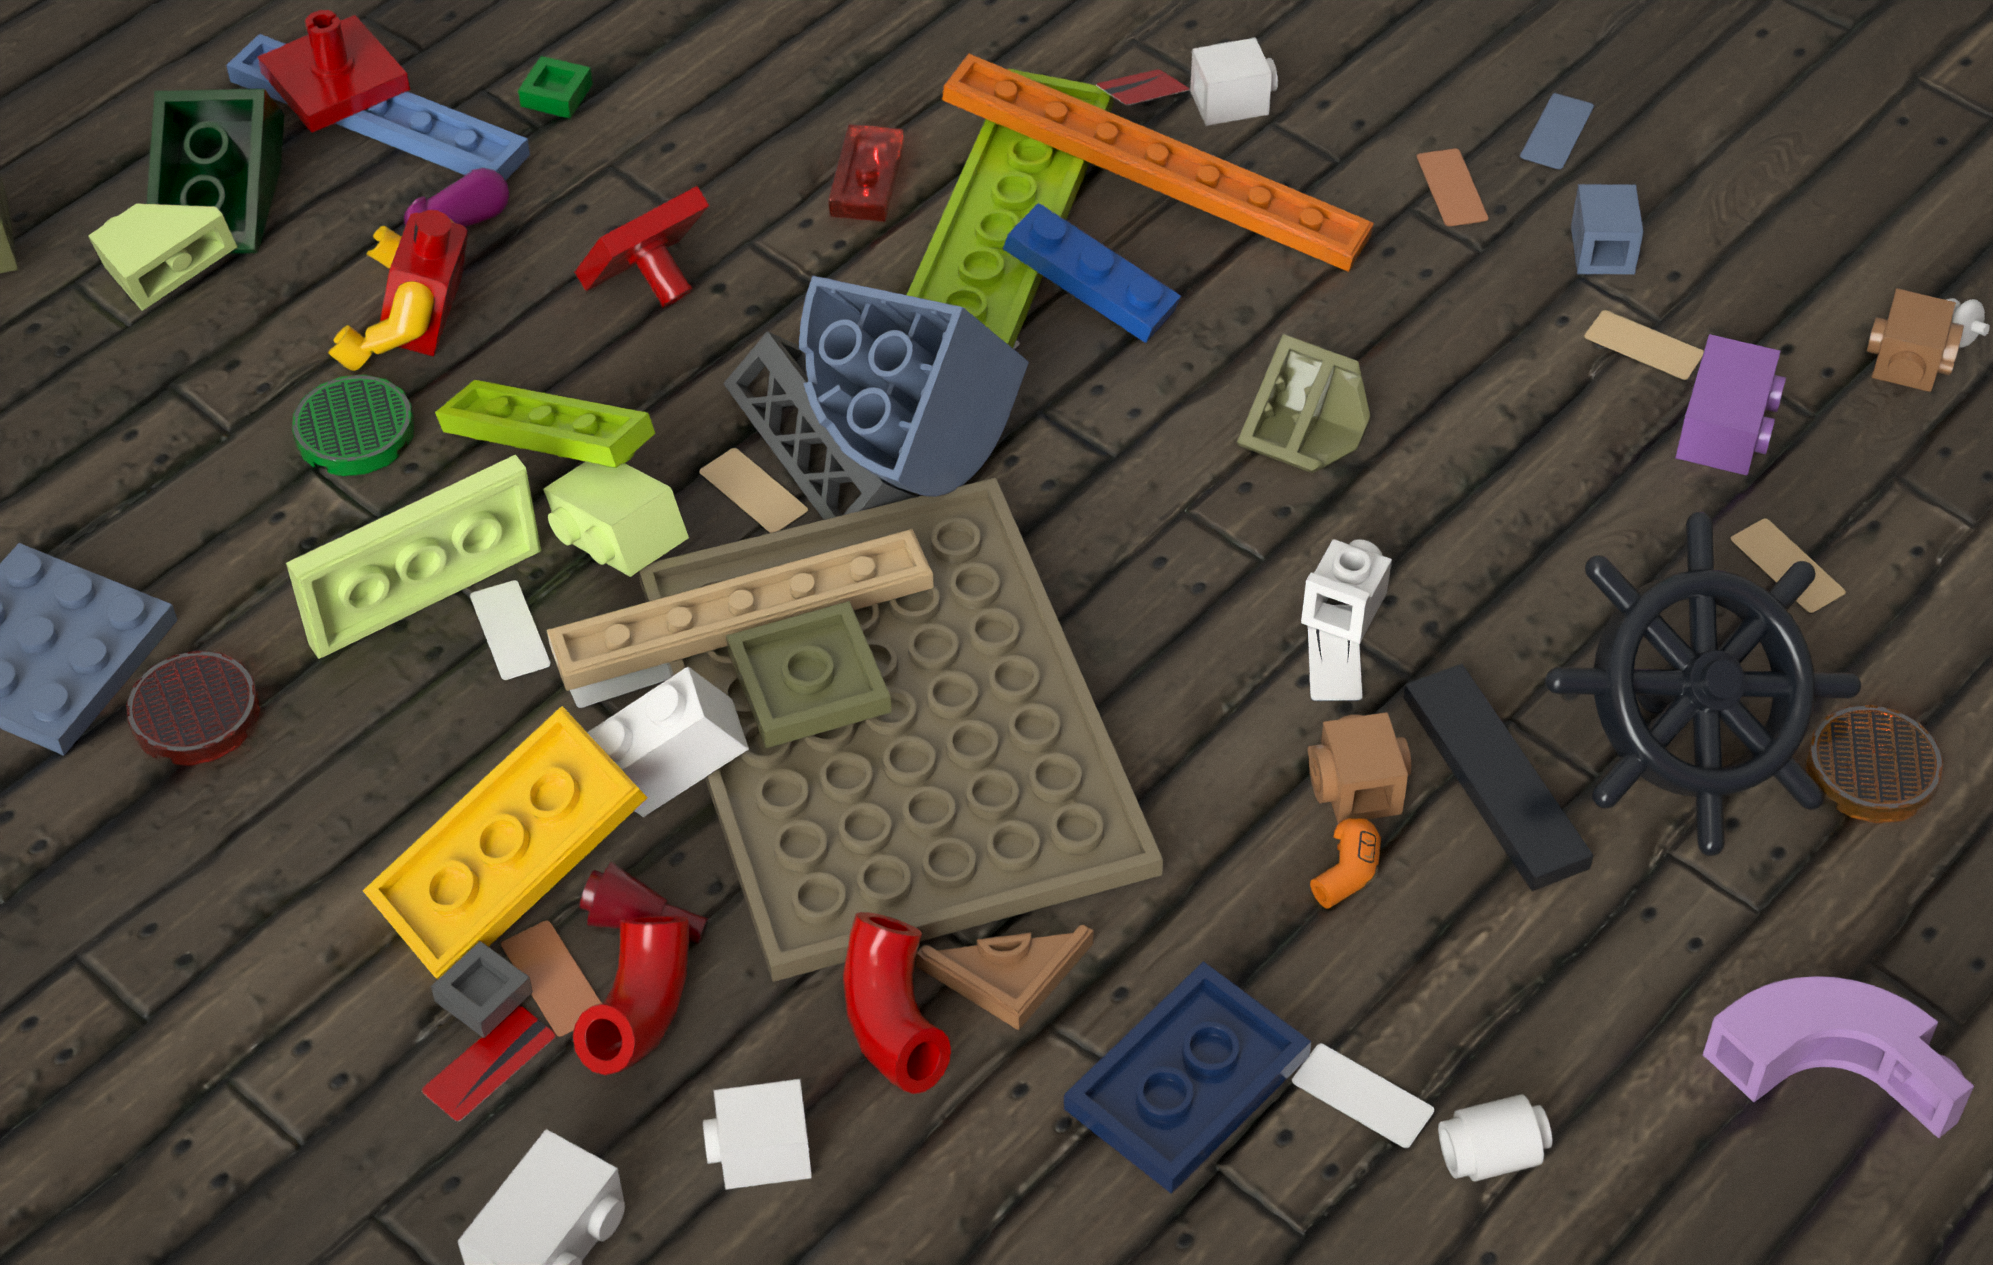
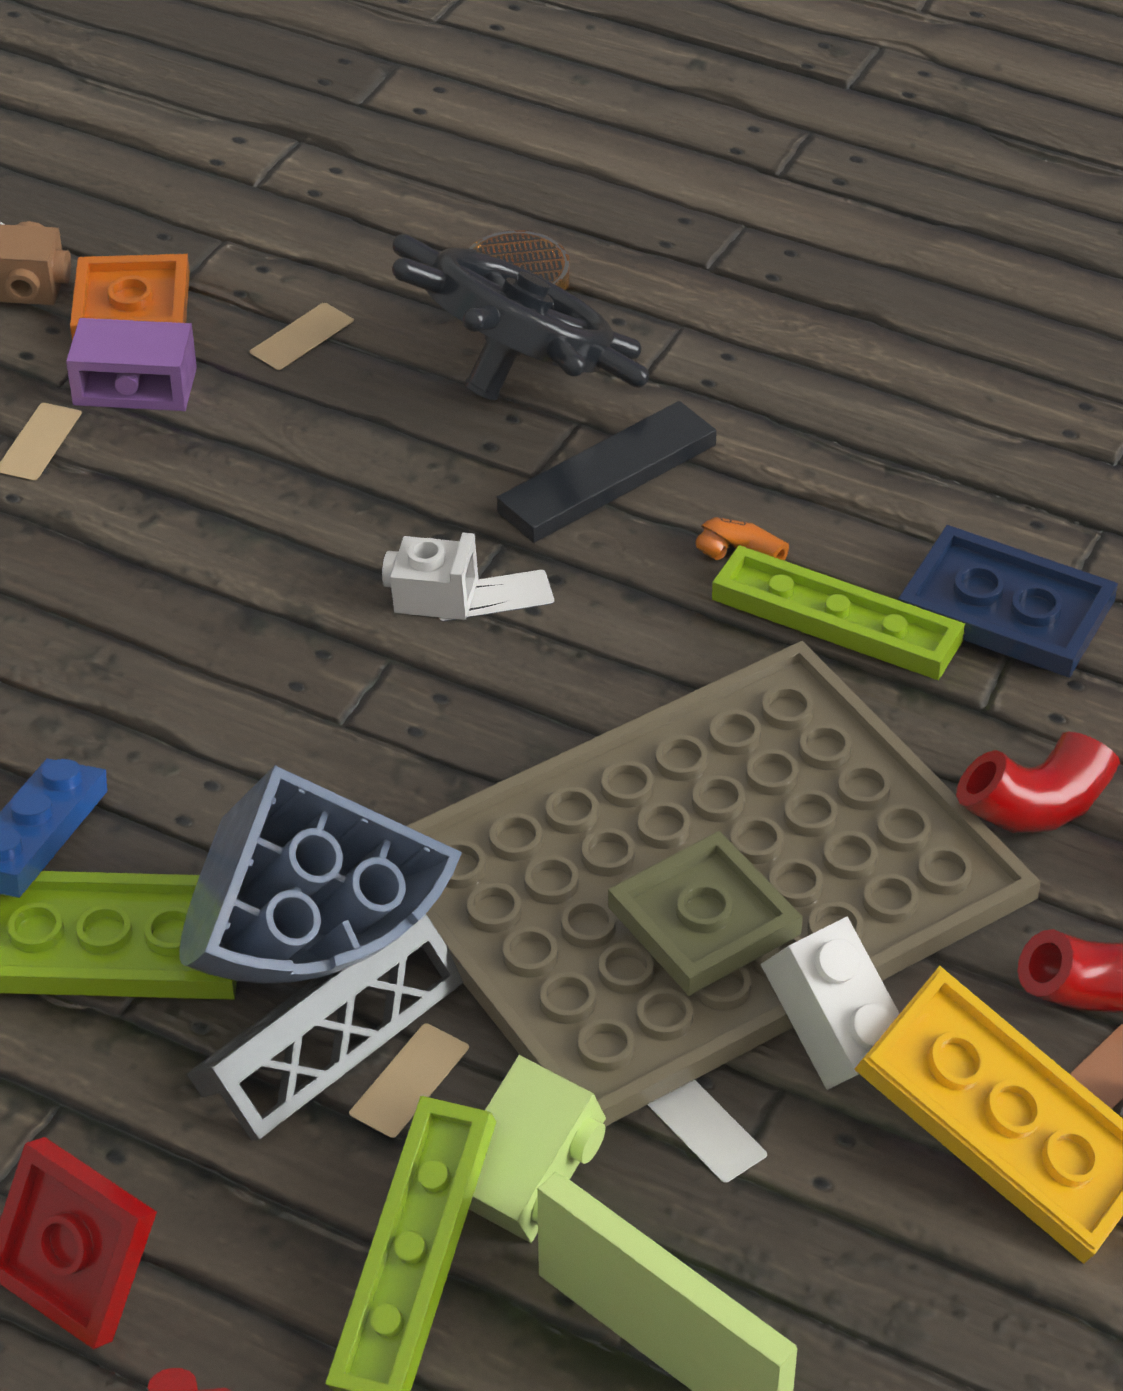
camera: 105 degrees left, 5 degrees down
(510, 630) = (706, 1235): white sticker -> none
(620, 896) = (1015, 1004): dark red cone -> none
(703, 616) = (631, 1007): tan tile -> none
(1008, 973) = (941, 731): medium nougat tile -> none
(1210, 912) = (838, 612): none -> lime plate
(1307, 407) = (198, 642): olive slope -> none
(1360, 767) = (643, 538): medium nougat brick -> none
(1363, 1095) = (961, 506): white sticker -> none
(1495, 1138) = (981, 421): white brick -> none
(1839, 1026) = (800, 278): lavender arch -> none
(1850, 420) = (131, 288): none -> orange plate

